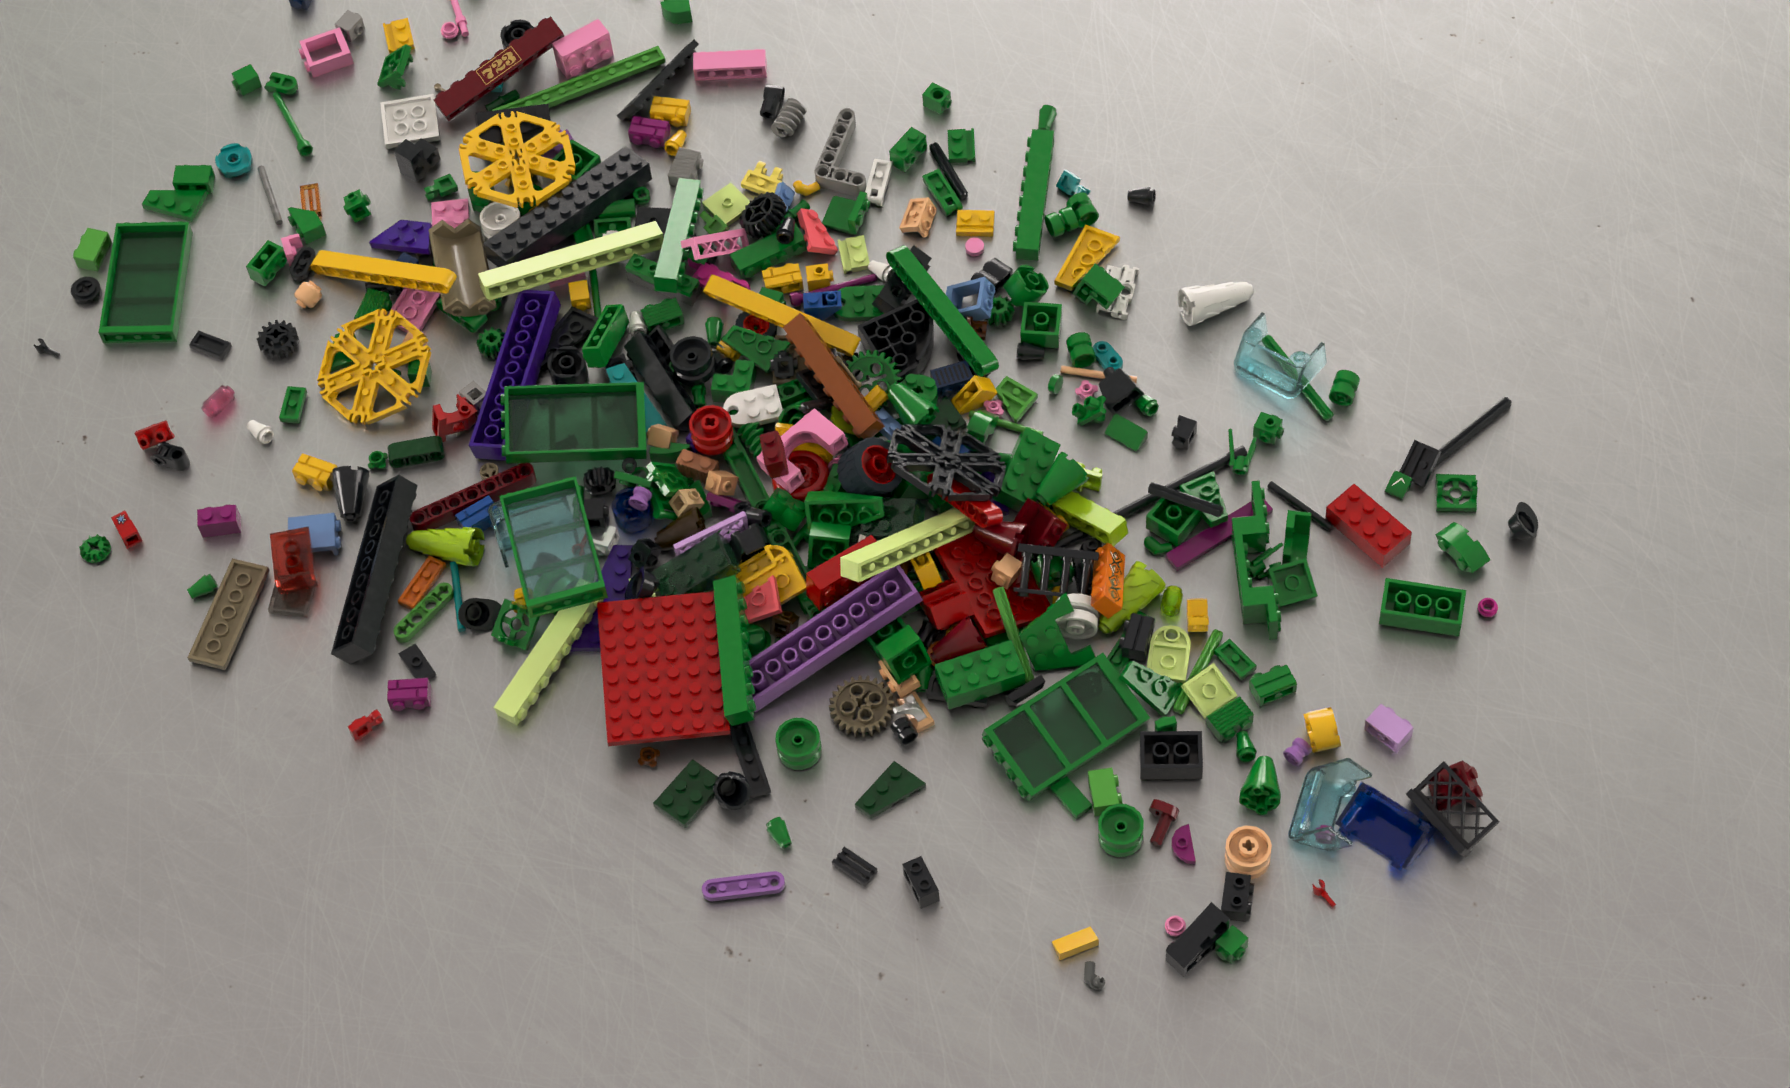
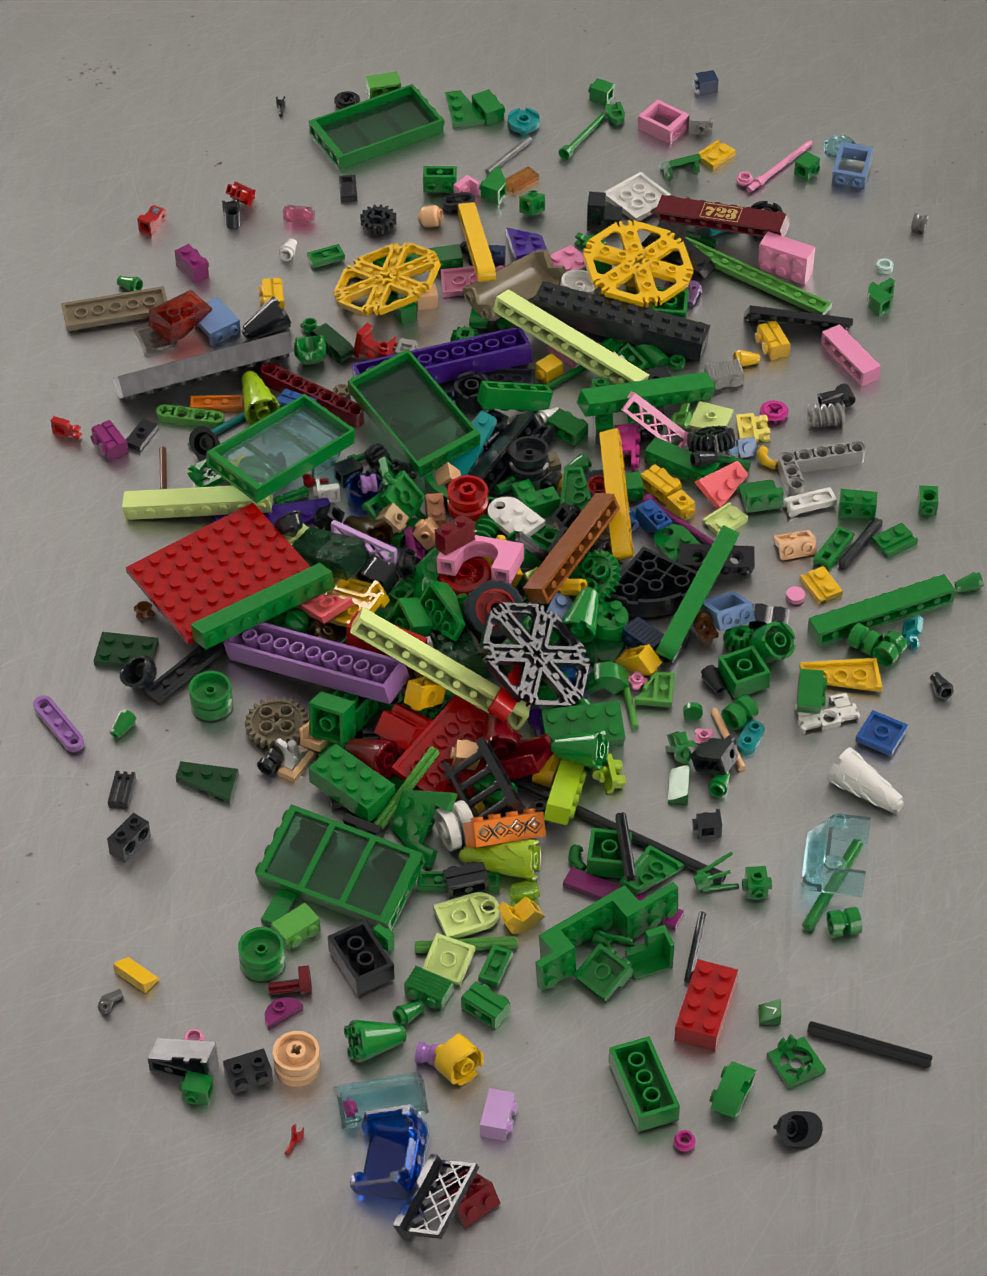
camera: 55 degrees right, 10 degrees down
(94, 555) = (131, 214): green gear -> none
(417, 470) = (310, 349): none -> green hair
(480, 667) = (162, 468): none -> reddish brown bar
(649, 132) = (741, 336): magenta brick -> none
(746, 151) = (775, 406): none -> dark pink gear
(858, 384) = (591, 543): dark tan hinge -> none
(1153, 688) = (420, 911): green wing -> none
(1165, 262) = (881, 733): none -> blue plate
(1420, 462) = (802, 1015): black plate -> none

